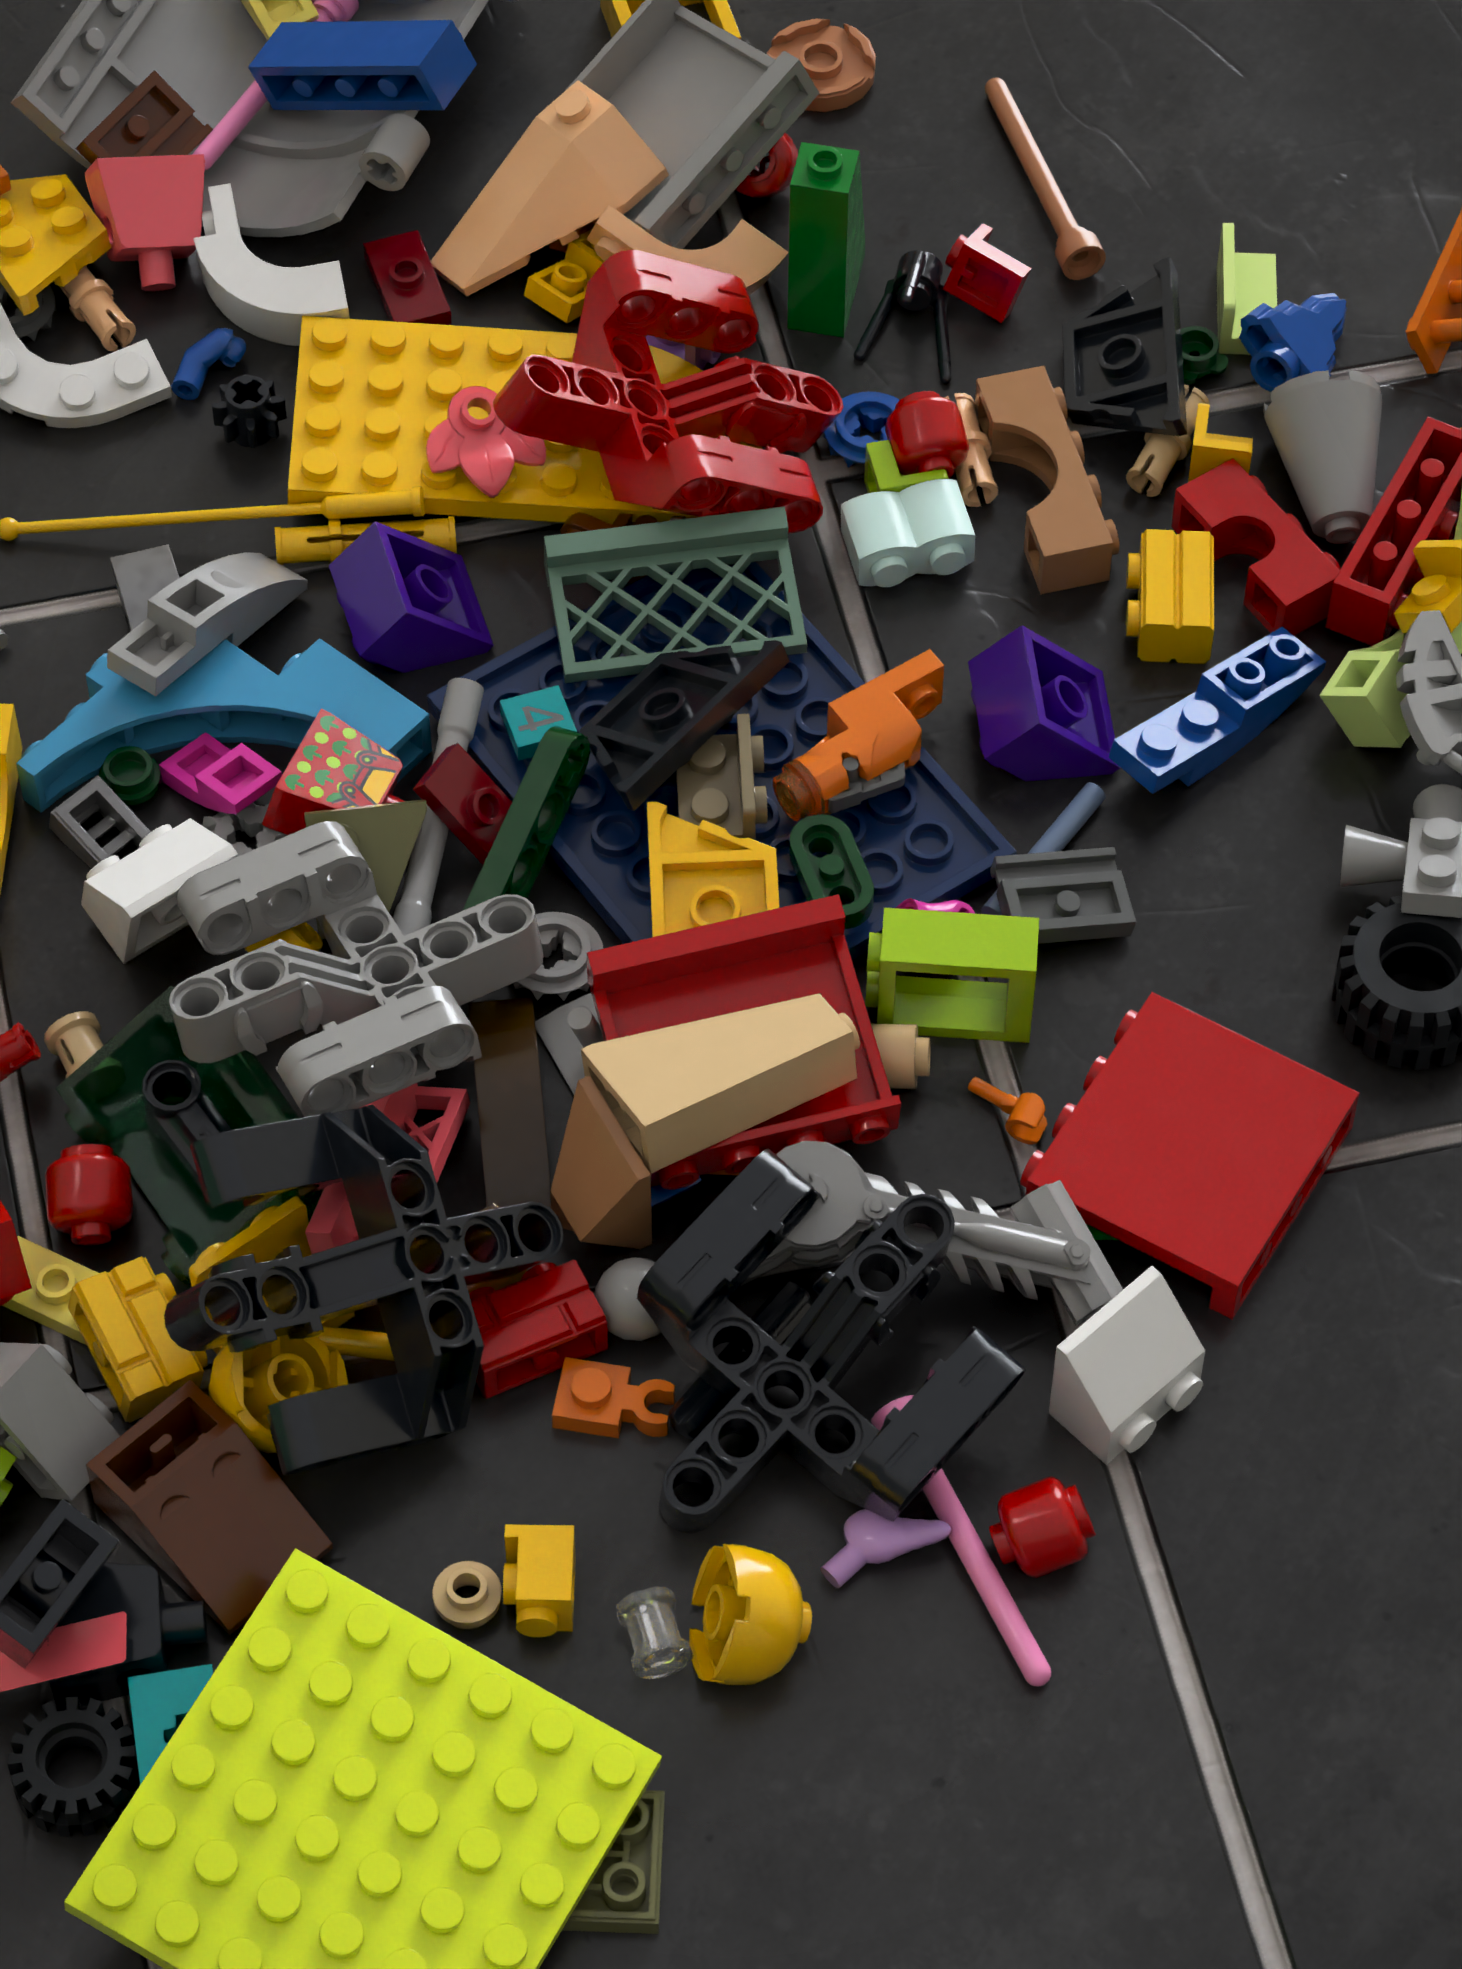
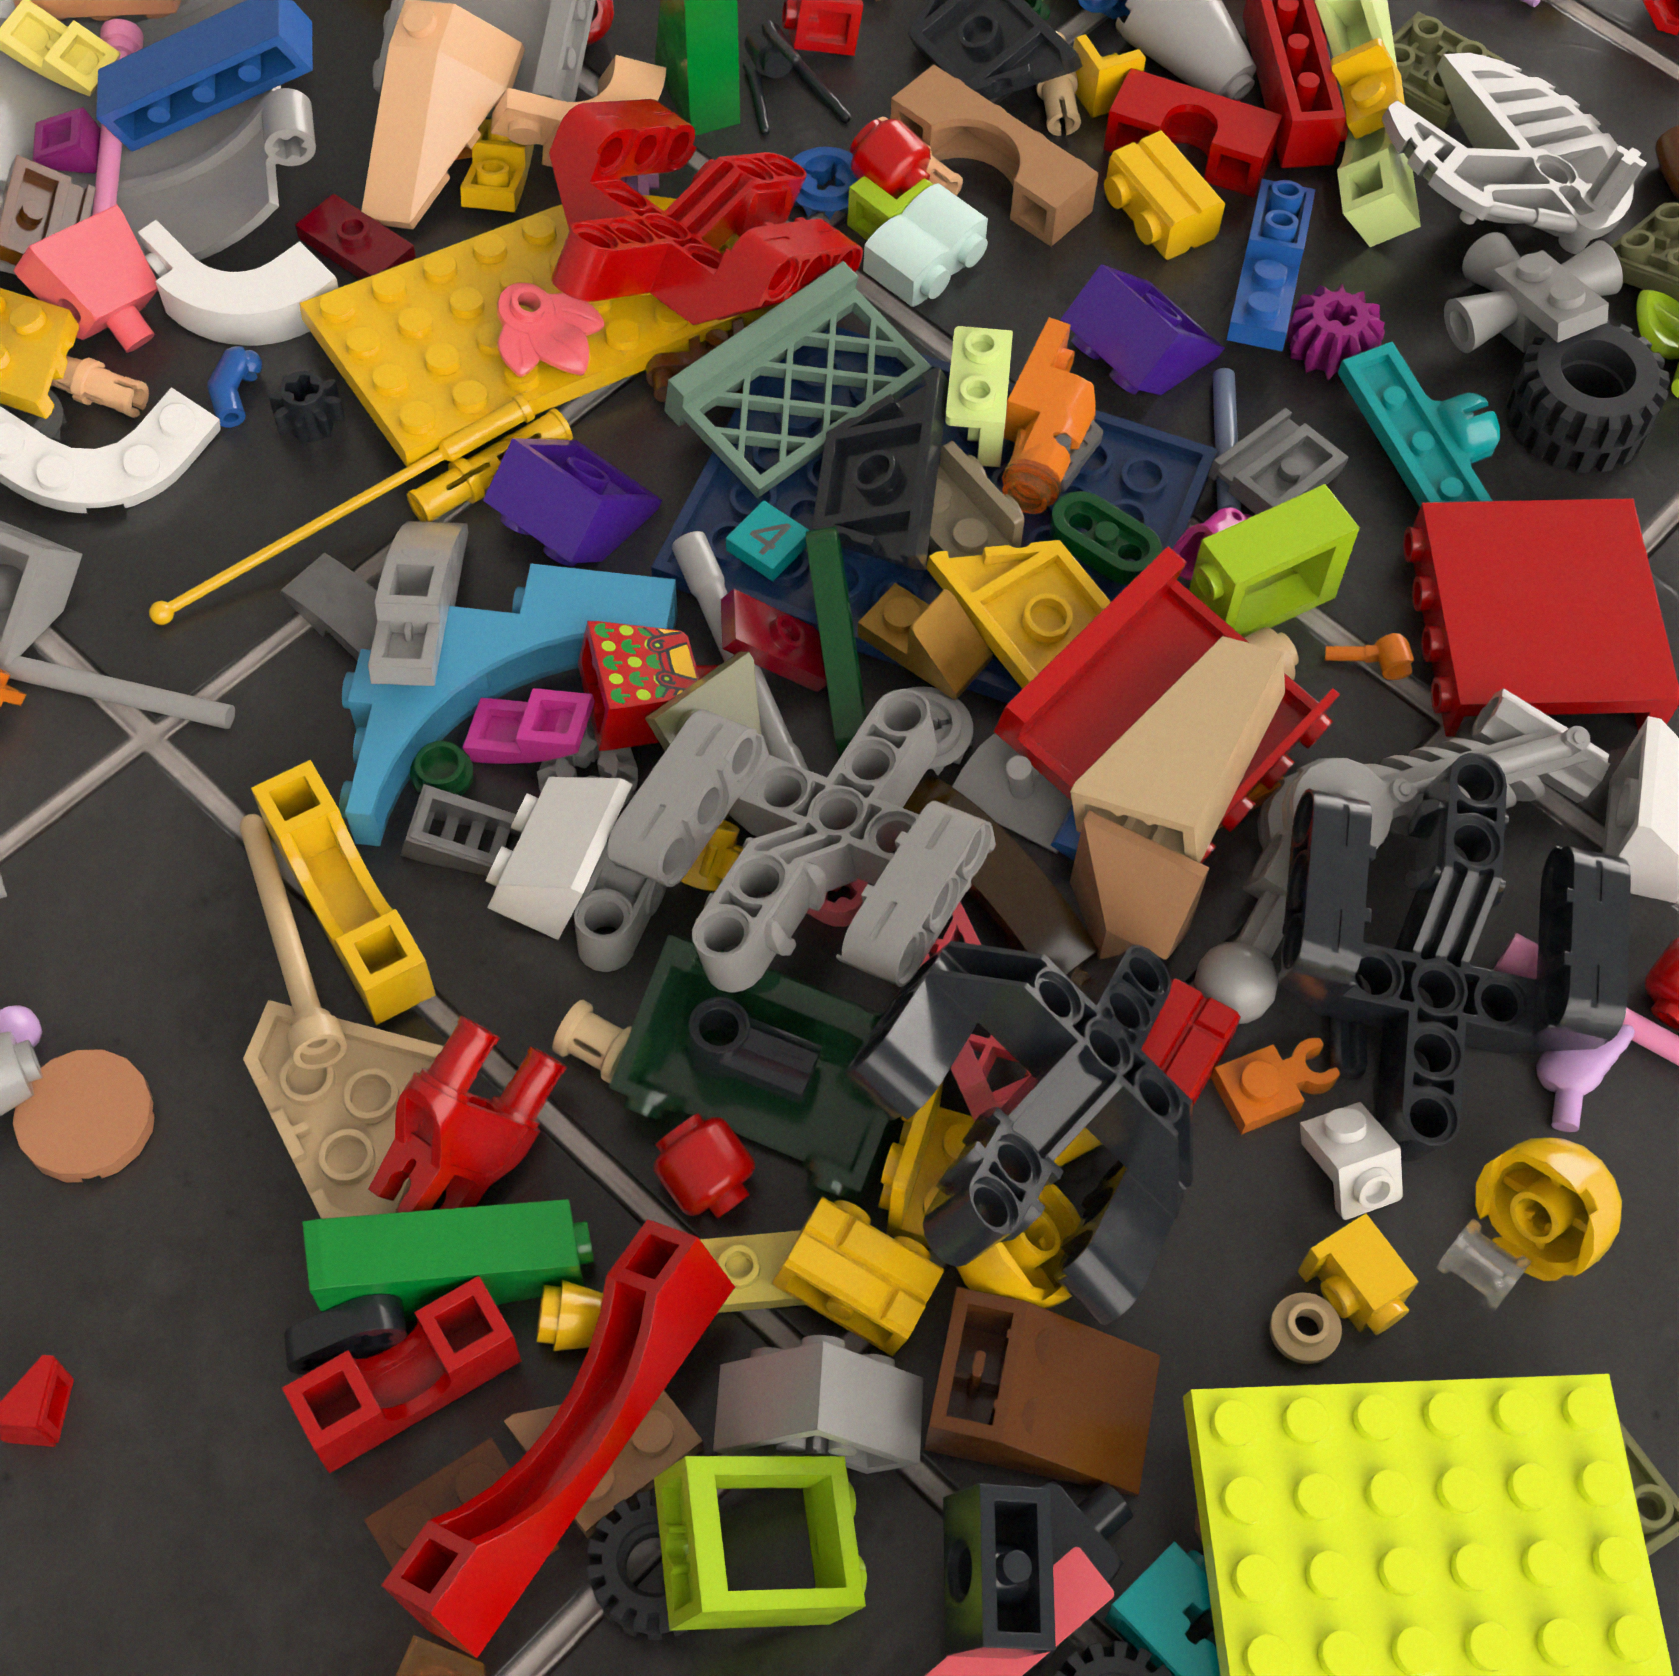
camera: 35 degrees left, 5 degrees up
(171, 951) = (614, 900): none -> light grey piece
(217, 76) = (68, 142): none -> magenta slope
(604, 877) = (927, 639): none -> pearl gold slope
(619, 1495) = (1356, 1157): none -> white bracket
(816, 672) = (980, 388): none -> yellowish green bracket
(1224, 940) = (1423, 437): none -> teal plate
(1228, 803) = (1333, 328): none -> magenta gear

